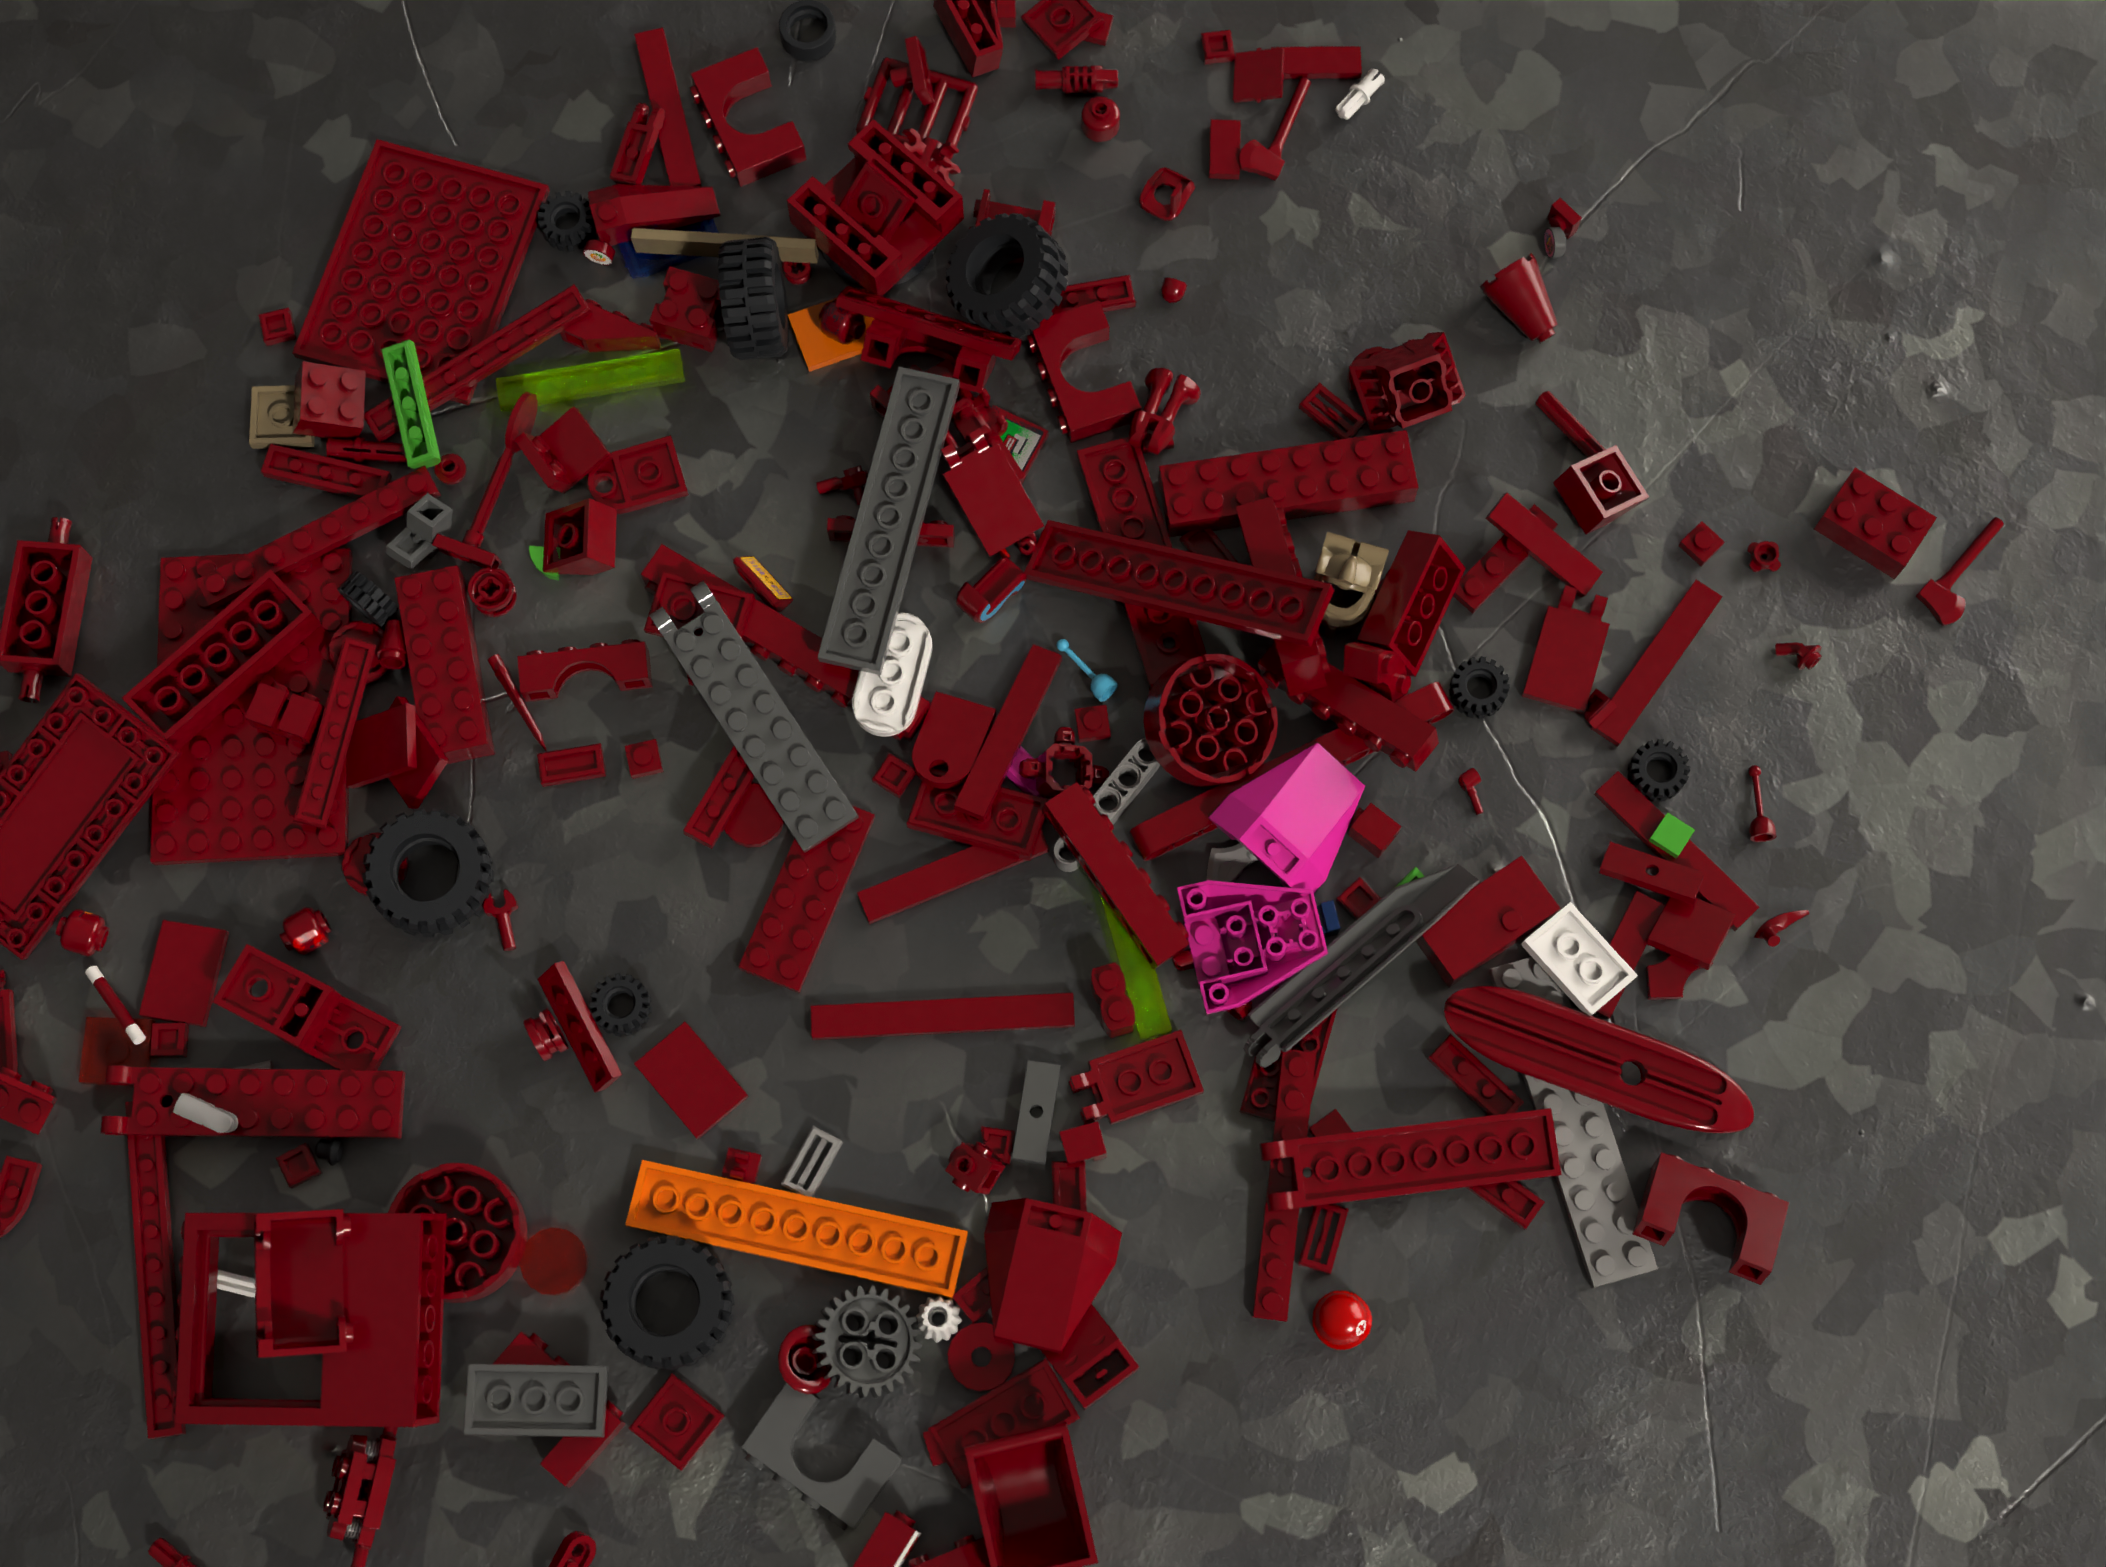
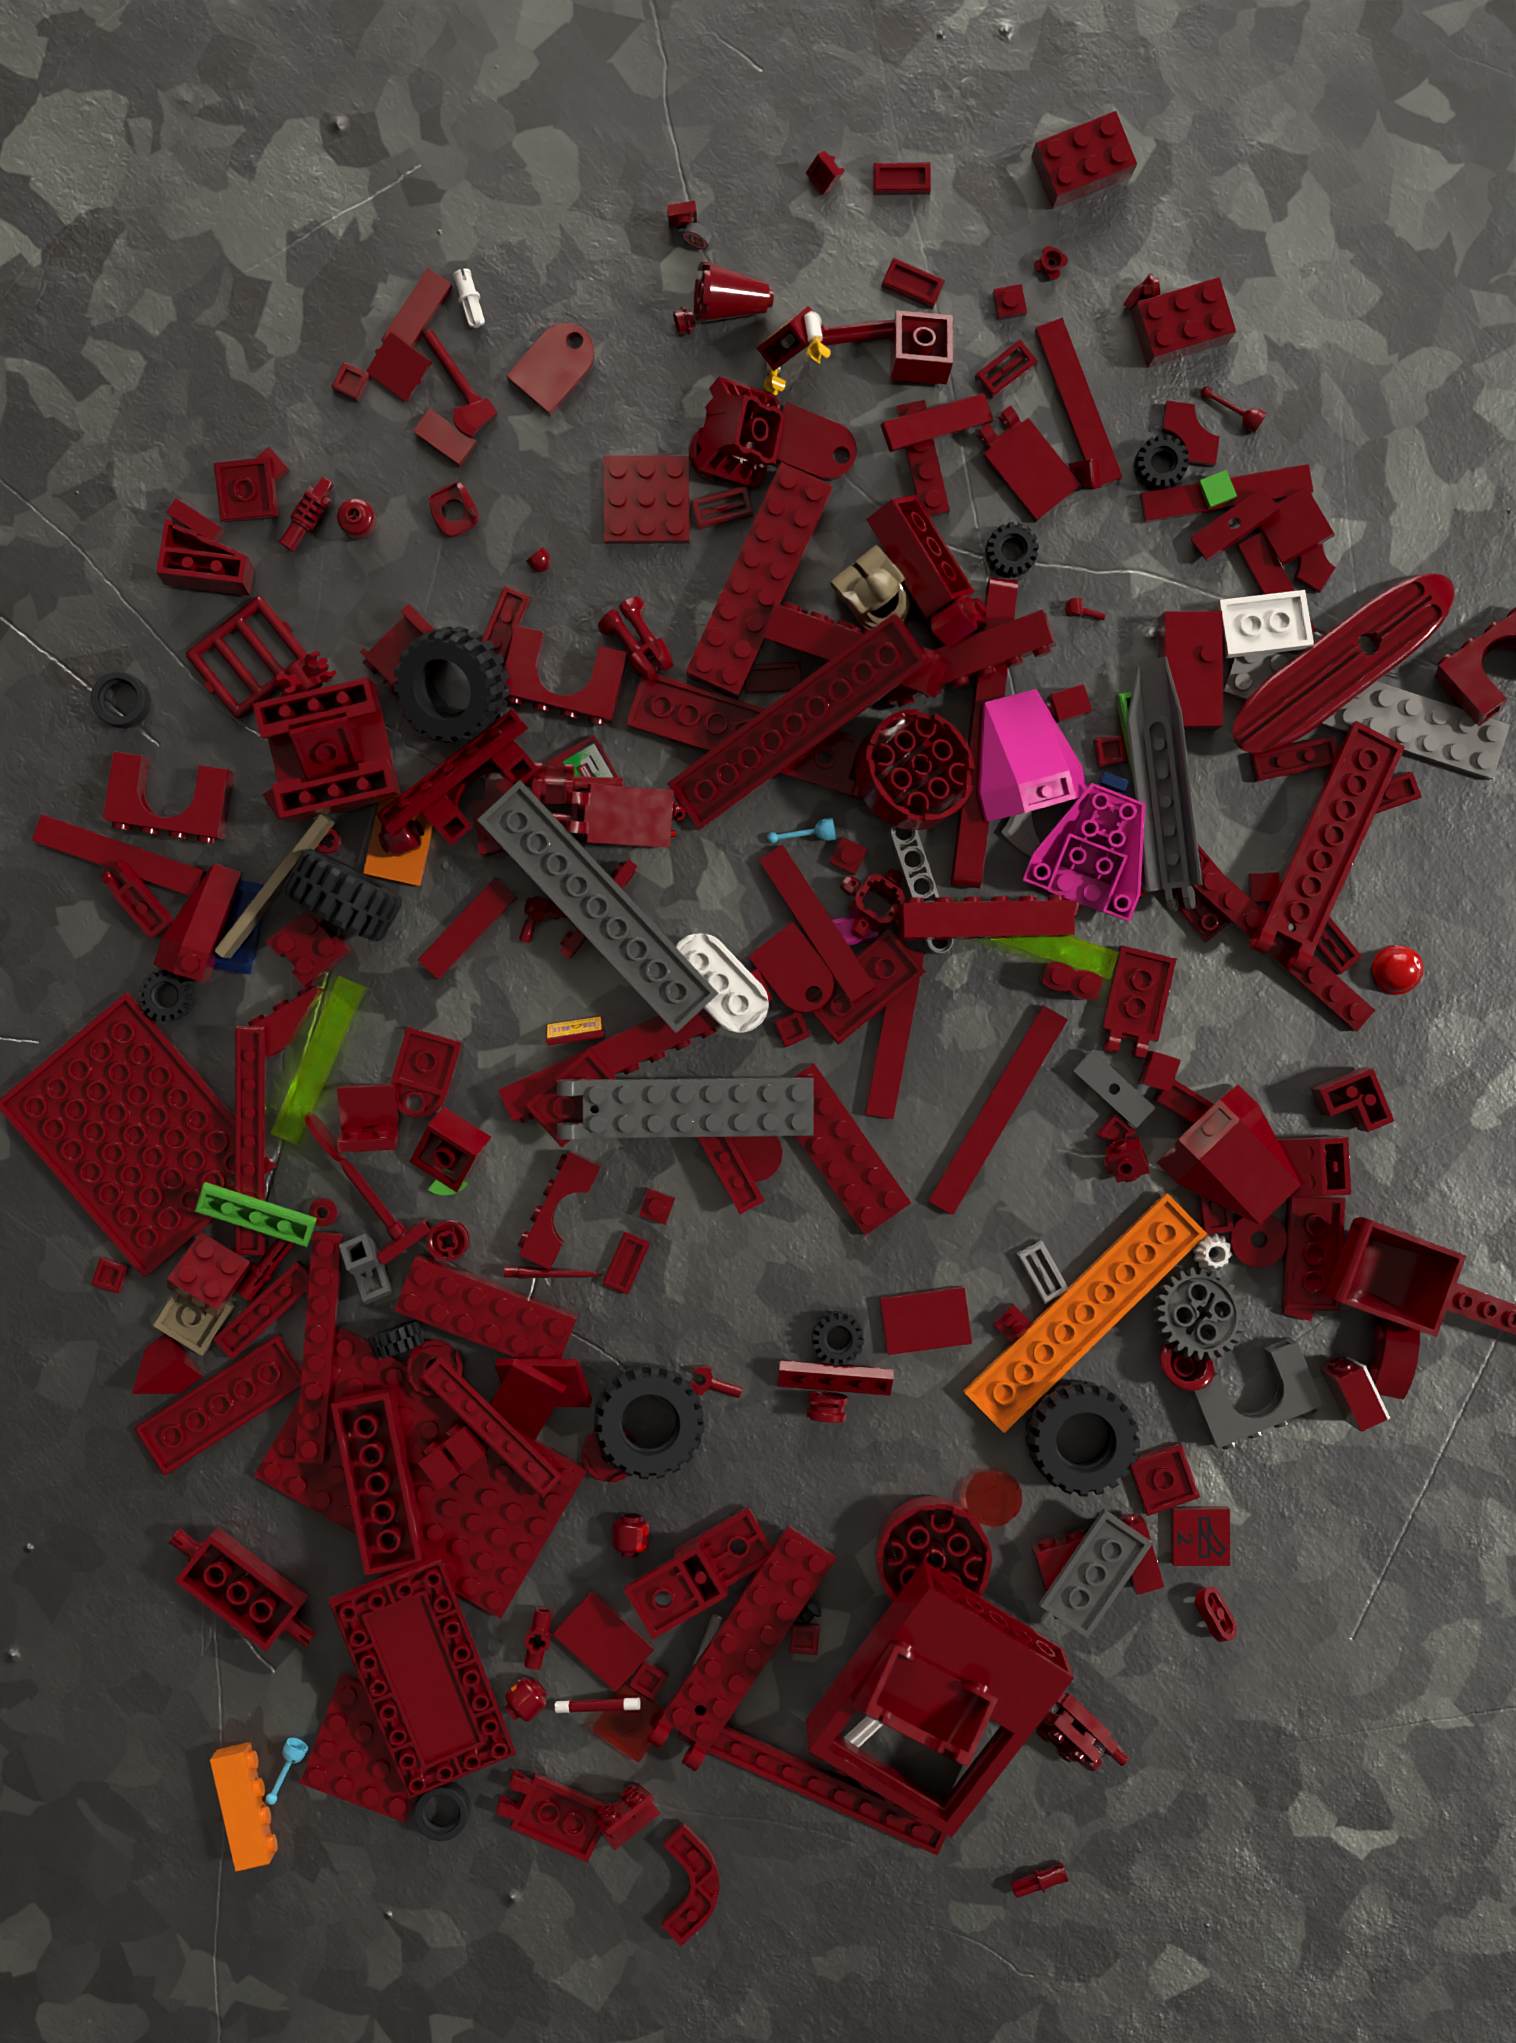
camera: 60 degrees left, 15 degrees up
(138, 911) = (536, 1650): none -> dark red axle
(205, 1114) = (732, 1690): light grey bar -> none
(210, 490) = (221, 1405): none -> dark red tile
(217, 423) = (165, 1368): none -> dark red slope
(392, 649) = (448, 1344): dark red cone -> none
(599, 252) = (212, 987): dark red tile -> none
(641, 1499) = (1200, 1536): none -> dark red tile
(796, 433) = (467, 928): none -> dark red tile
(915, 72) = (219, 639): dark red tile -> none
(991, 591) = (697, 863): dark red animal -> none
(1193, 1354) = (1360, 1094): none -> dark red brick
(1292, 346) = (646, 499): none -> dark red plate
(1351, 199) = (552, 368): none -> dark red tile
(1444, 452) = (811, 441): none -> dark red tile
(1473, 278) = (684, 321): none -> dark red plate
(1522, 371) = (790, 339): none -> torso
(1637, 590) = (987, 384): none -> dark red tile
(1654, 450) = (913, 283): none -> dark red tile
(1691, 313) = (824, 172): none -> dark red tile
(1702, 795) = (1182, 423): none -> dark red tile
(1738, 382) = (902, 178): none -> dark red tile
(1769, 930) = (1327, 461): dark red bar -> none
(1799, 705) = (1183, 322): none -> dark red brick
(1936, 595) = (1165, 156): dark red piece -> none

